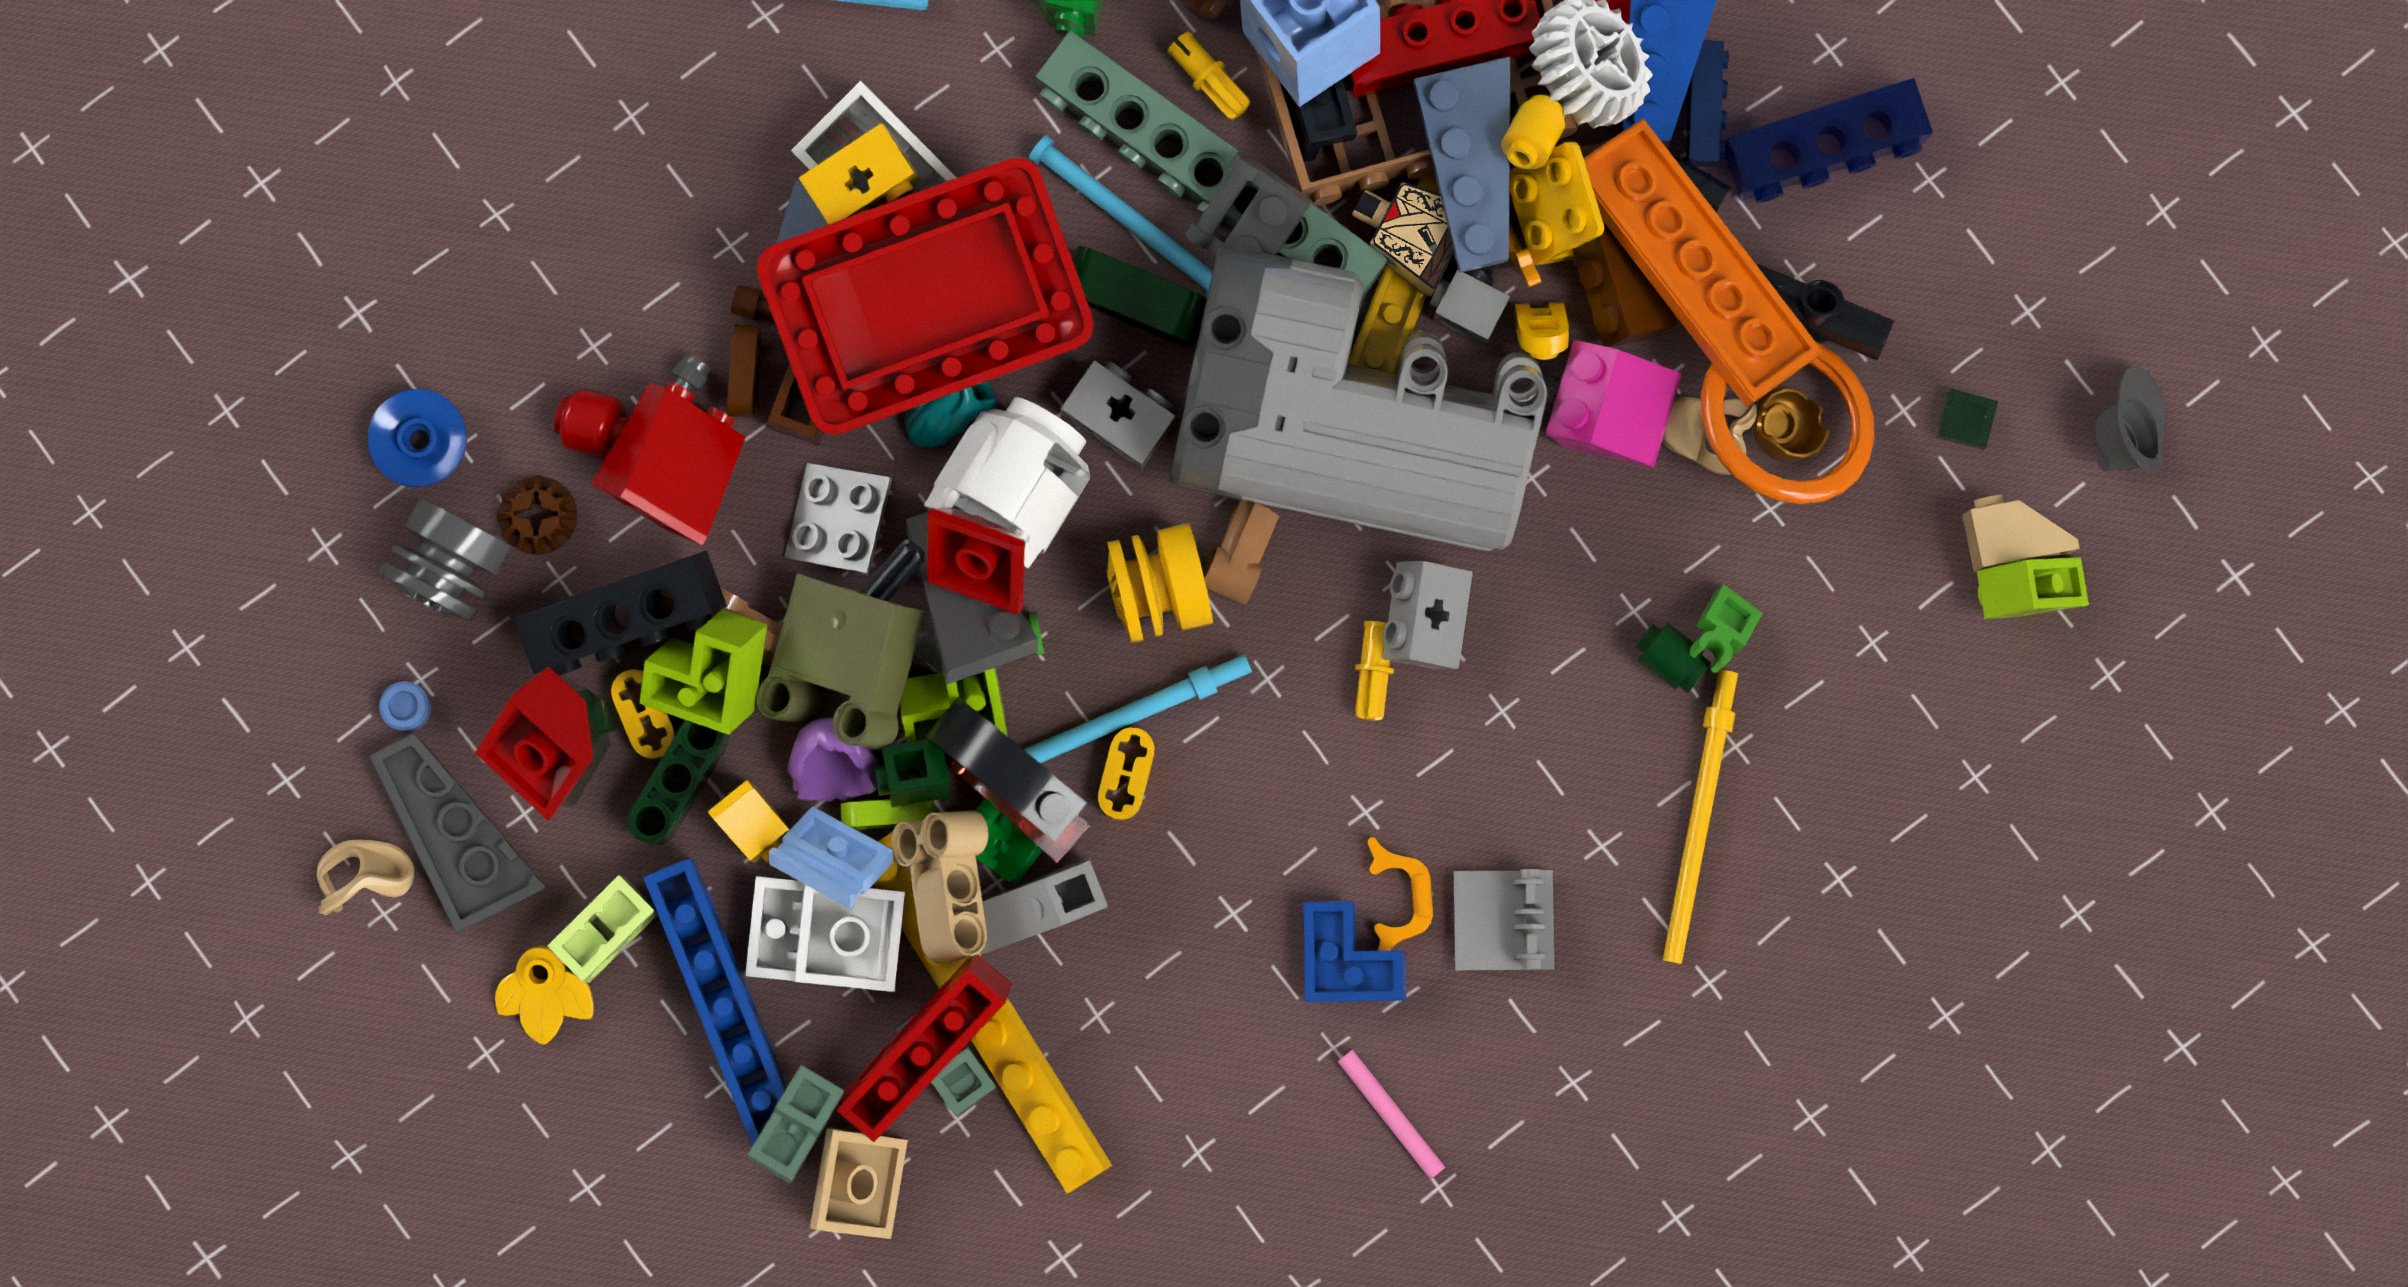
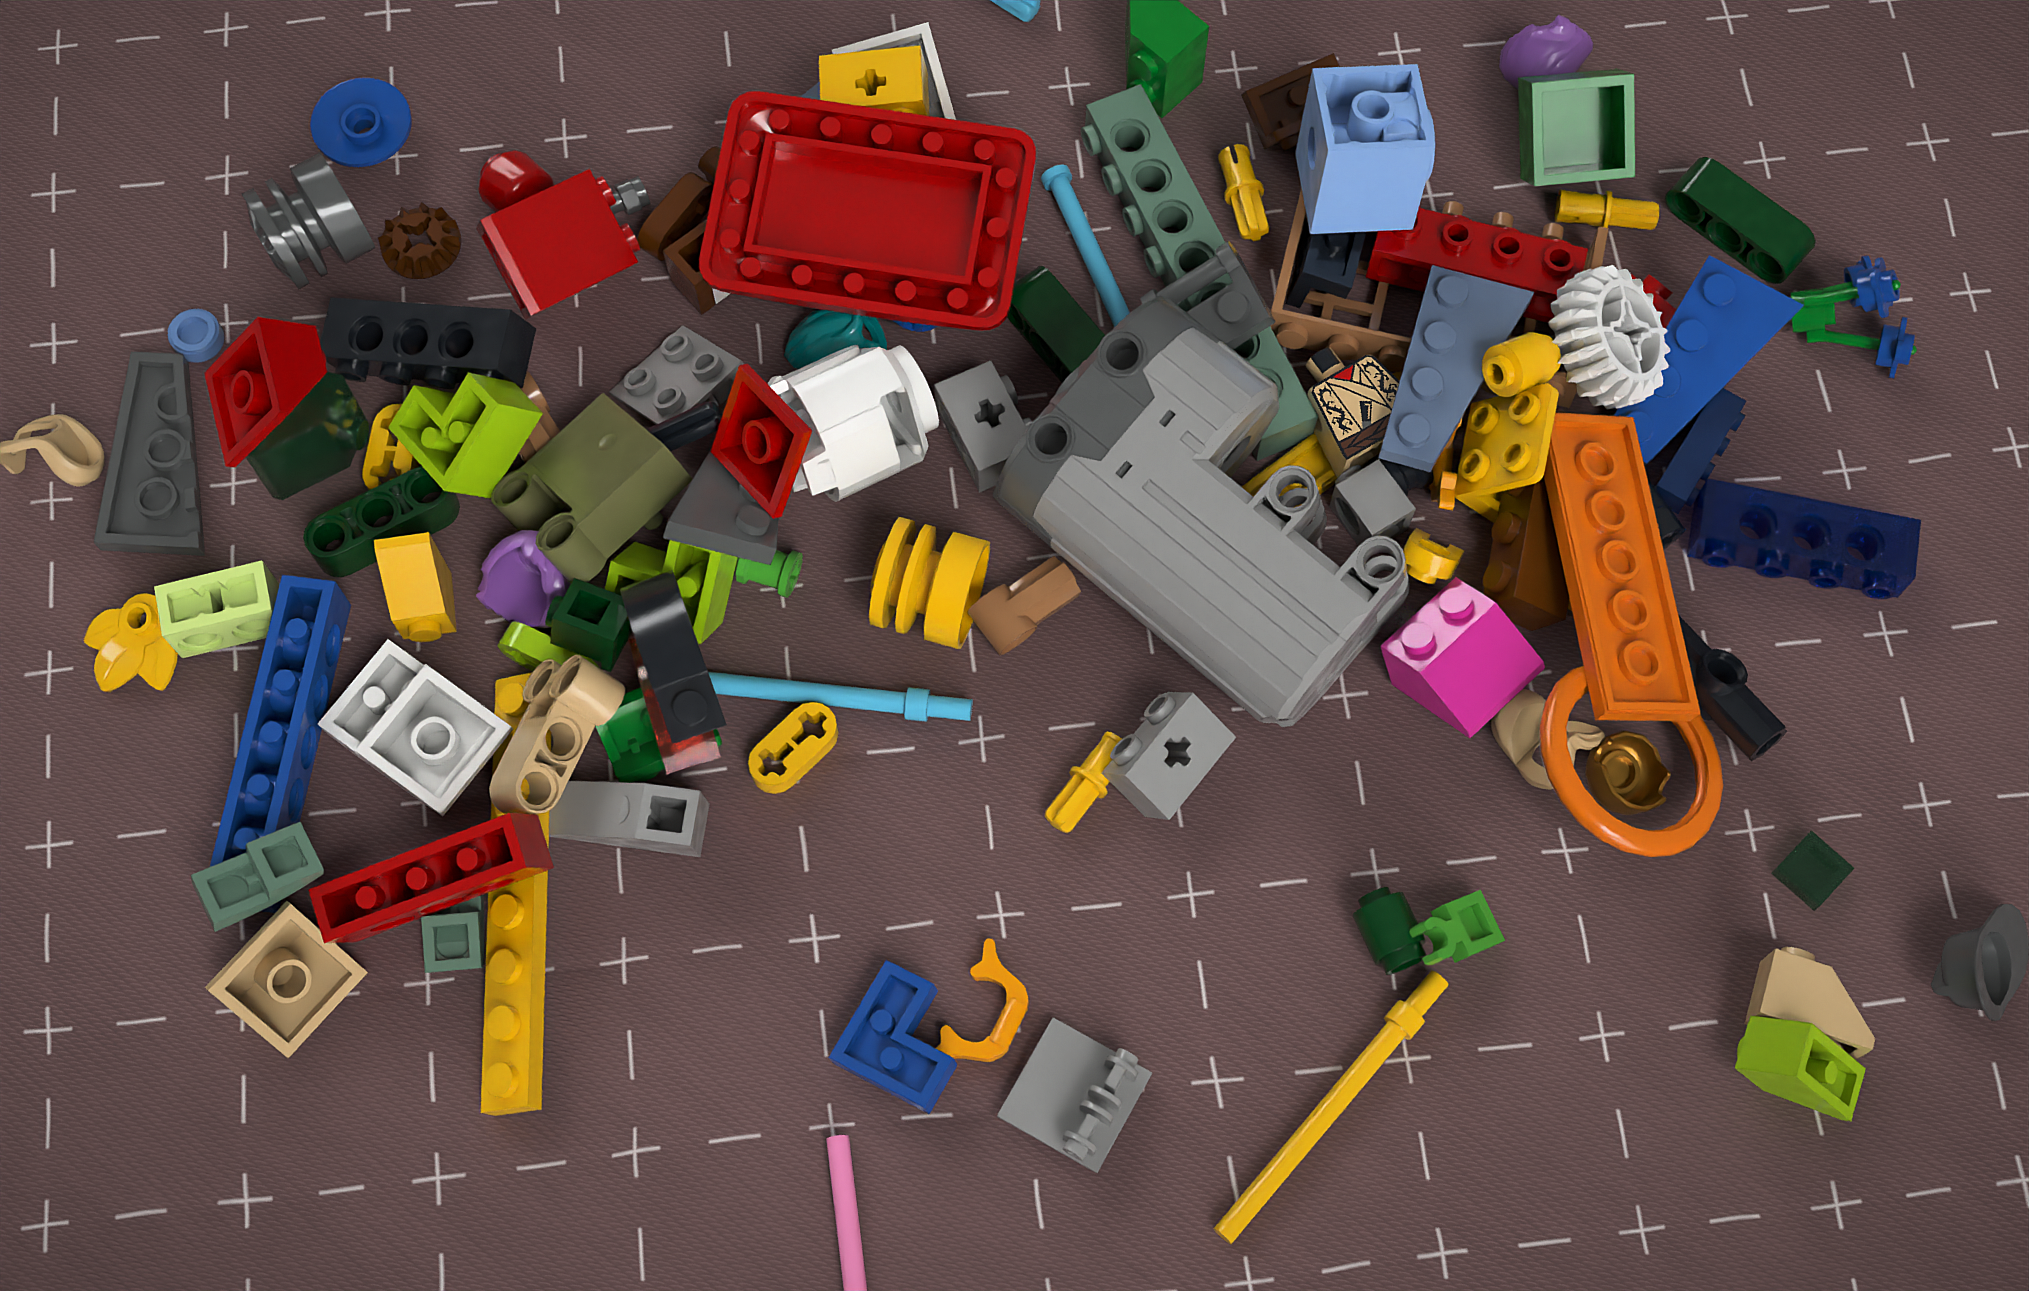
camera: 35 degrees right, 15 degrees down
(831, 857) = (465, 657): light blue plate -> none

